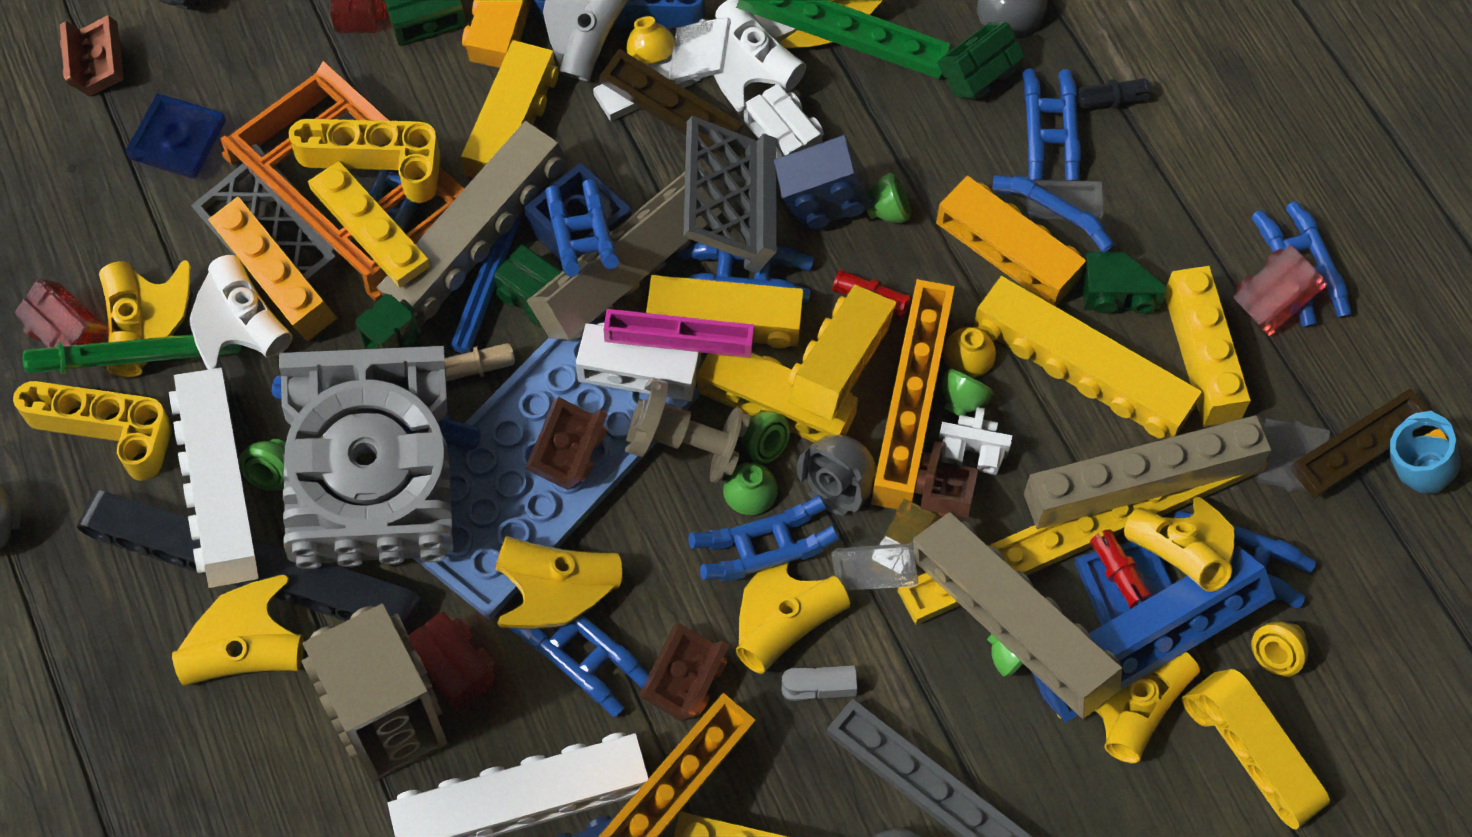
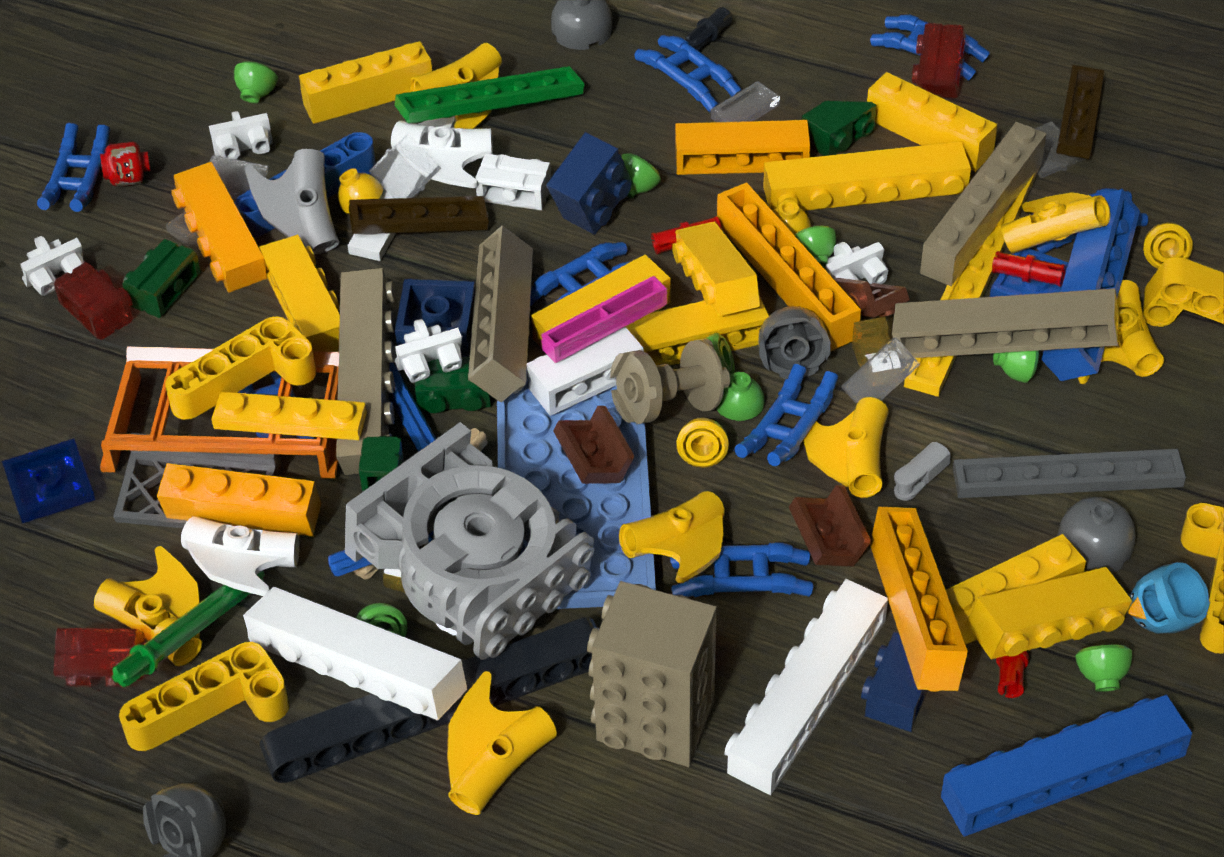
camera: 40 degrees left, 15 degrees down
(510, 245) = (427, 345): none -> white hips
(593, 220) = (476, 319): blue piece -> none
(672, 505) = (702, 442): none -> yellow brick
(755, 198) = (538, 226): dark grey fence -> none
(981, 60) = (604, 60): dark green brick -> none
(1027, 187) = (784, 100): blue piece -> none
(1428, 460) = (1127, 93): dark azure piece -> none

